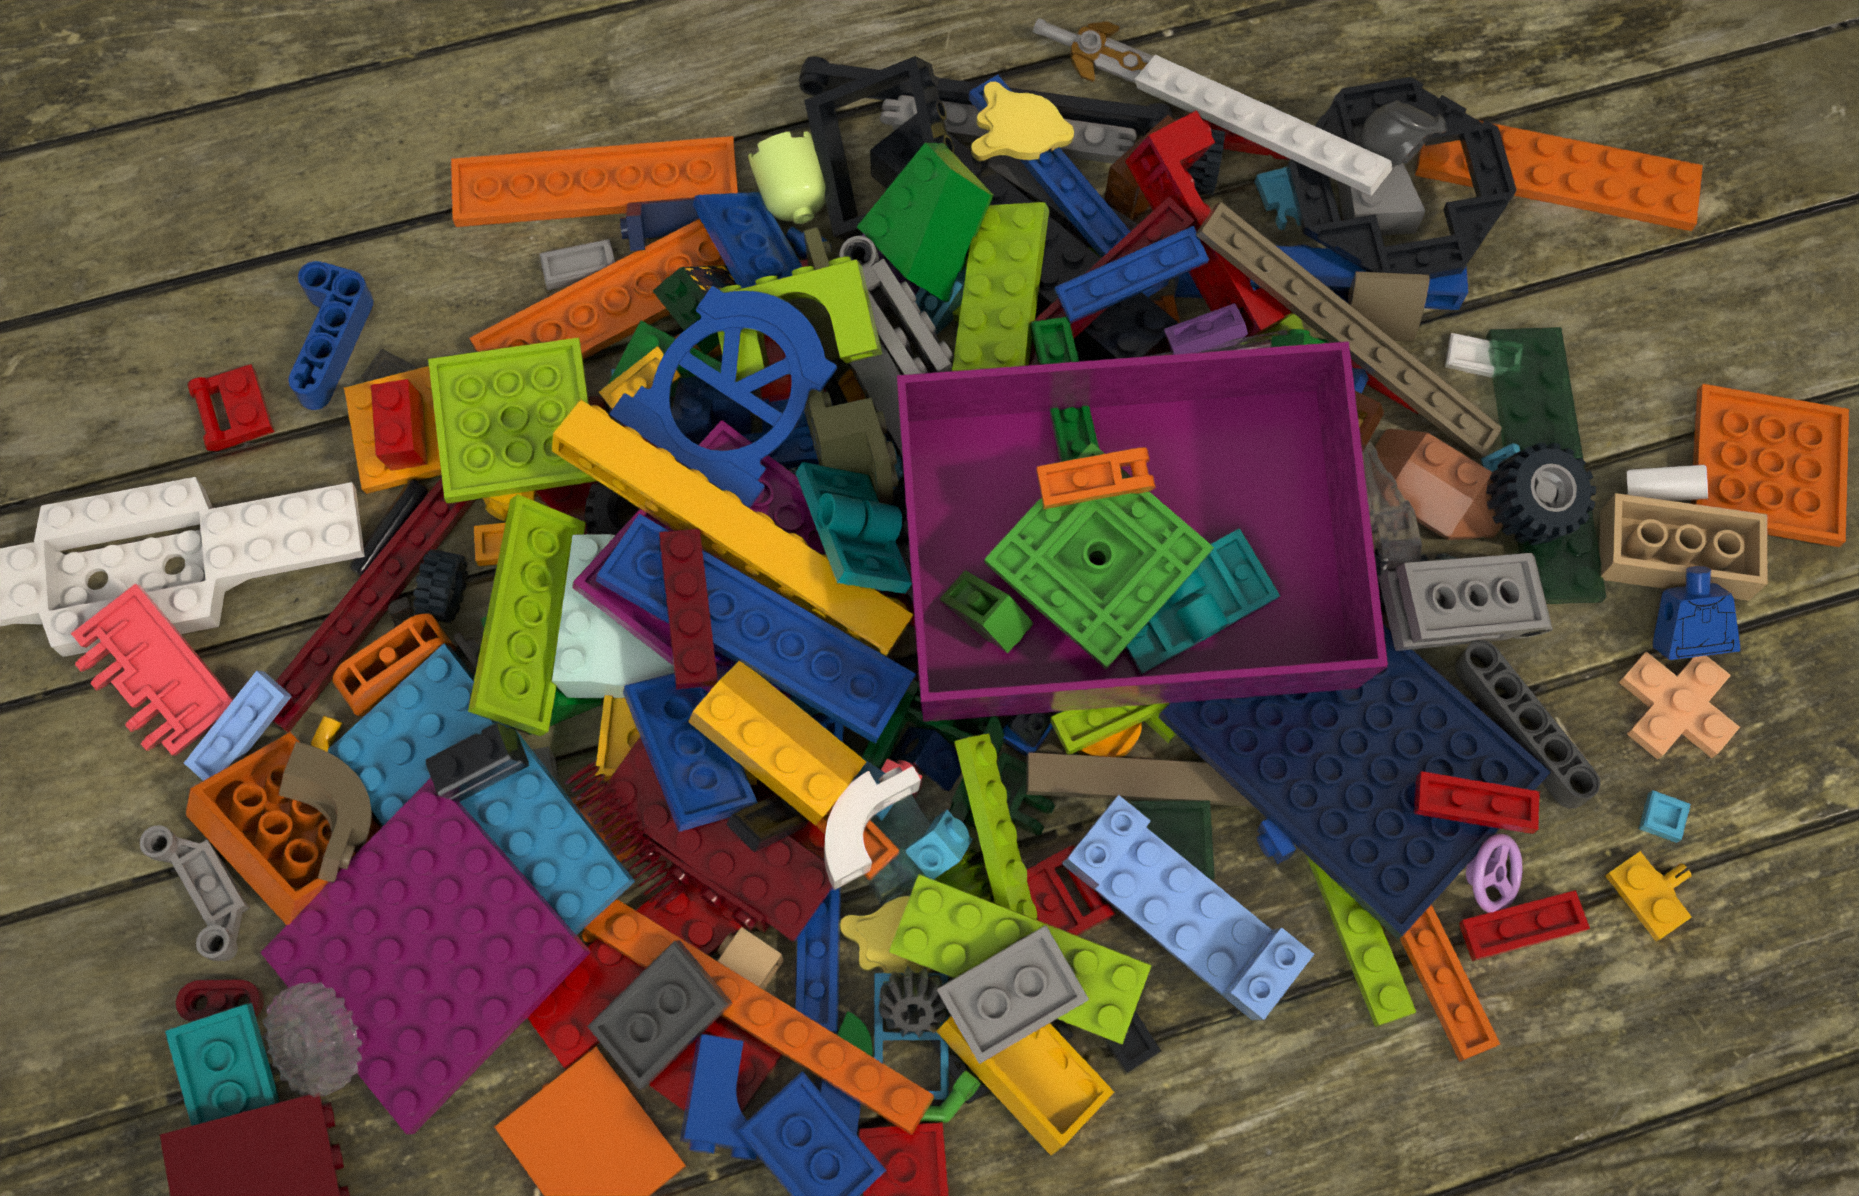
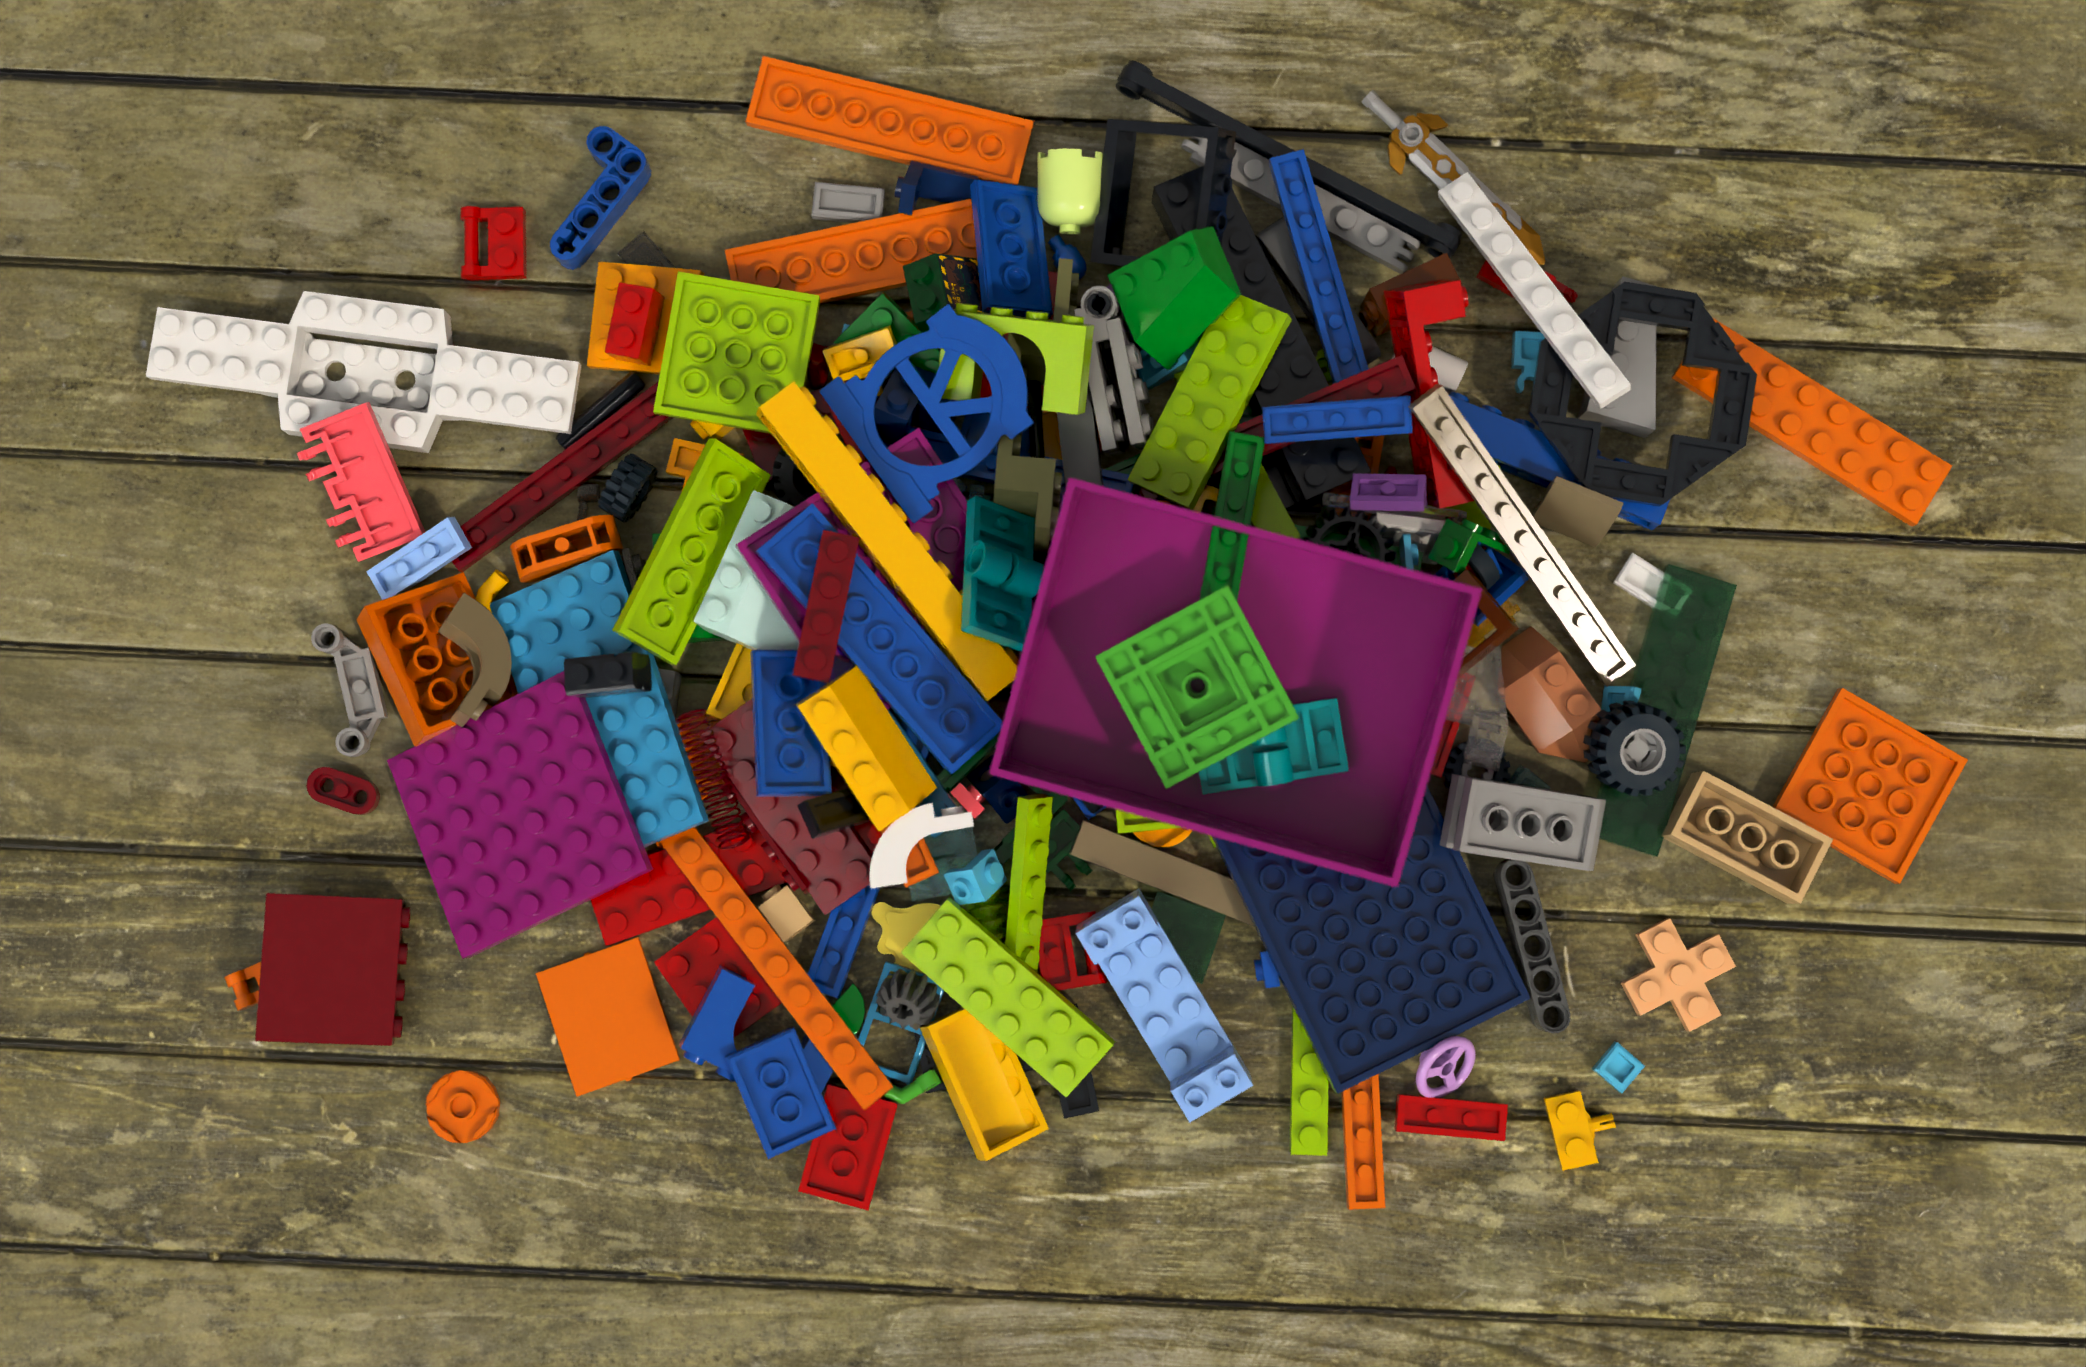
camera: 20 degrees right, 15 degrees up
(222, 1065) = (331, 849): teal plate -> none
(312, 1039) = (408, 855): clear gear -> none
(659, 1014) = (695, 936): dark grey tile -> none
(987, 611) = (1087, 691): bright green slope -> none
(1012, 994) = (988, 1028): light grey plate -> none
(1019, 125) = (1302, 213): light yellow tile -> none
(1094, 478) = (1215, 622): orange plate -> none
(1207, 167) = (1479, 290): black bush -> none
(1399, 131) = (1654, 351): dark grey helmet -> none
(1477, 802) = (1450, 1005): red plate -> none
(1669, 483) = (1759, 775): white brick -> none
(1696, 618) = (1724, 909): blue torso -> none

